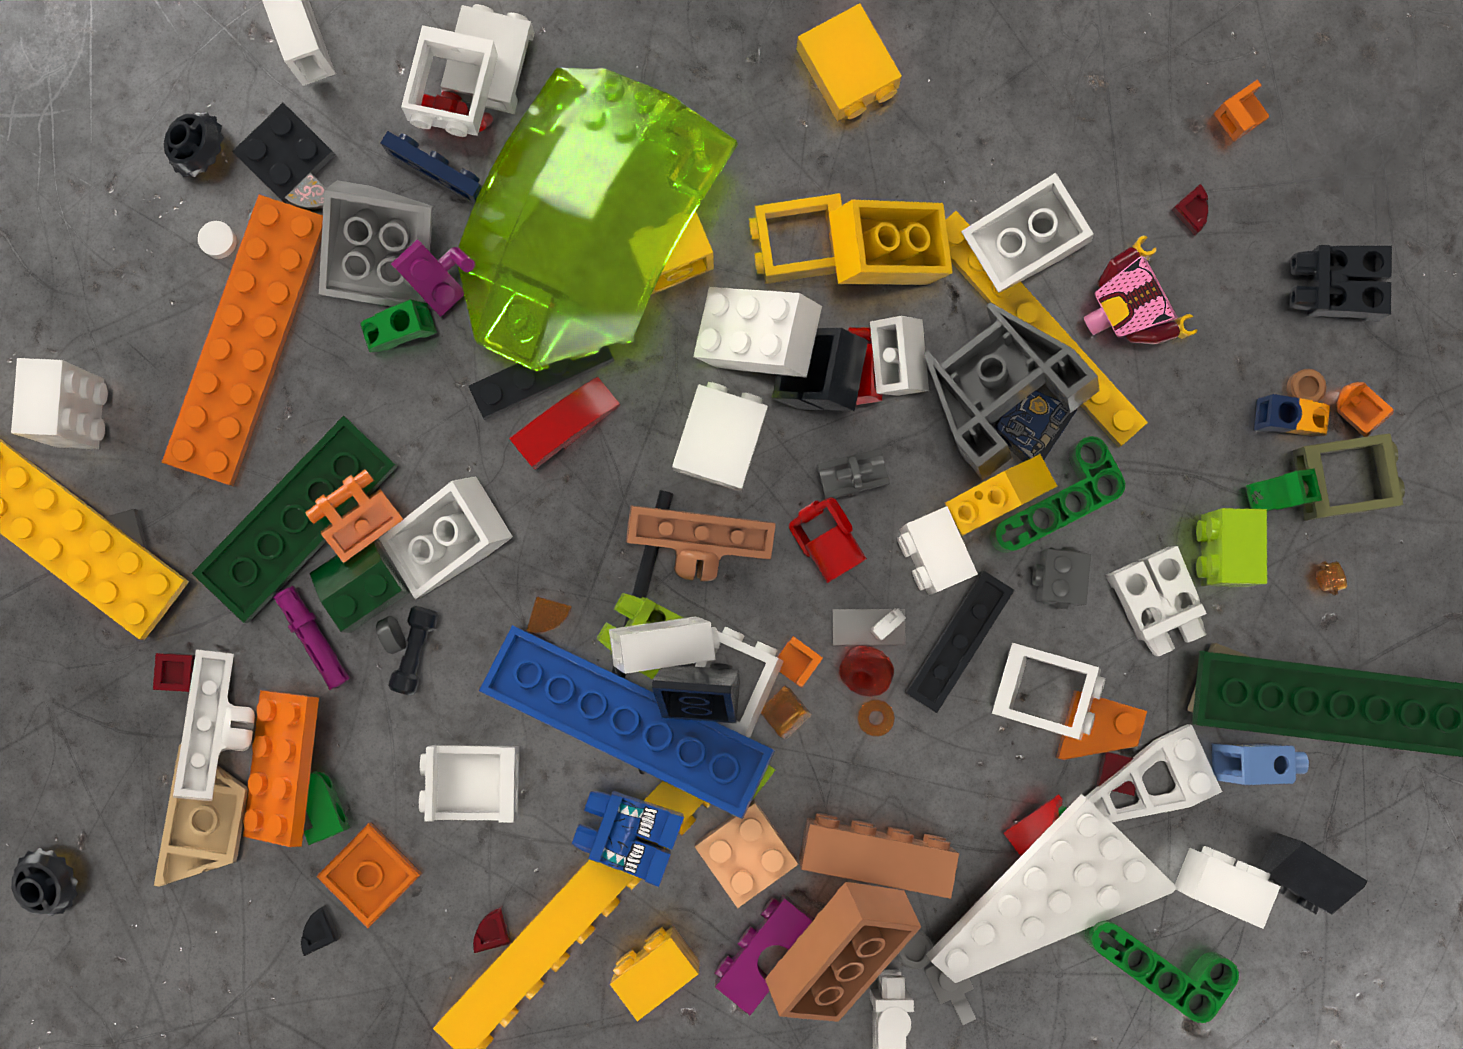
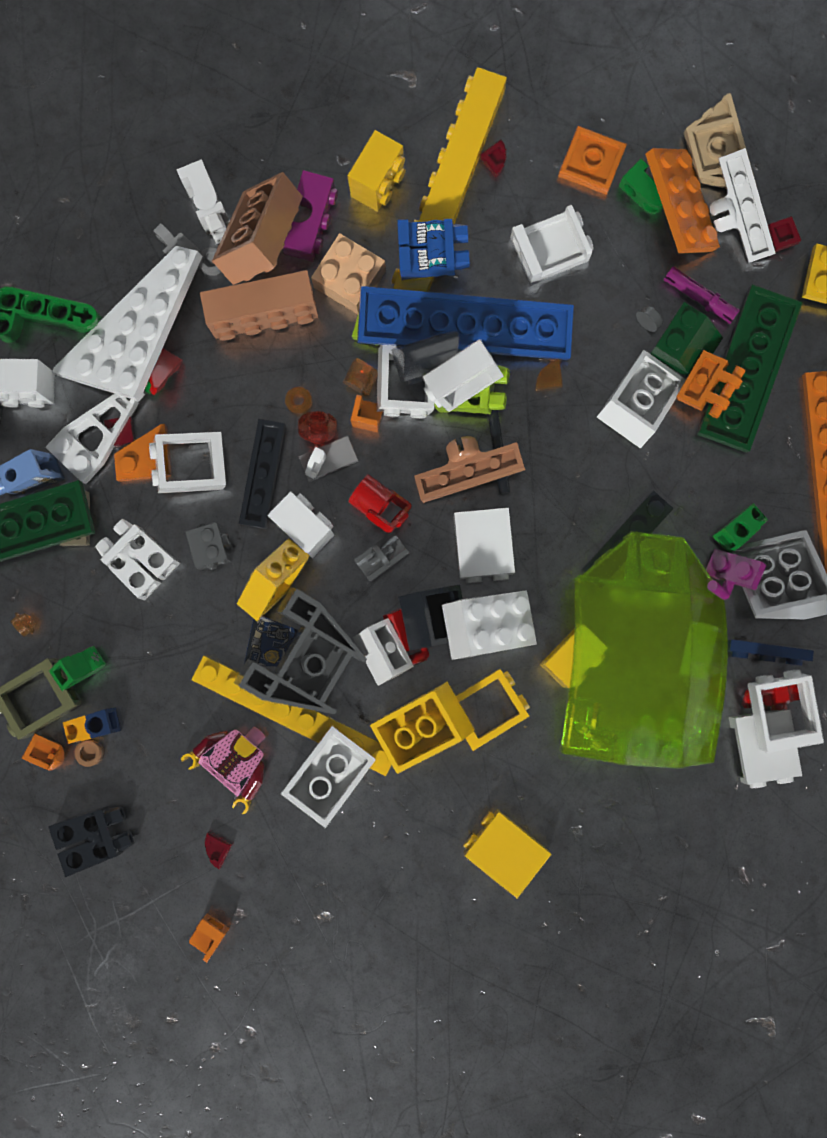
camera: 165 degrees right, 0 degrees up
(44, 883) = (803, 65): black piece -> none
(318, 931) = (608, 111): black tile -> none
(405, 678) = (626, 293): black piece -> none
(564, 422) = (596, 509): red slope -> none
(1055, 505) = (217, 615): green beam -> none
(1232, 547) = (98, 612): lime brick -> none

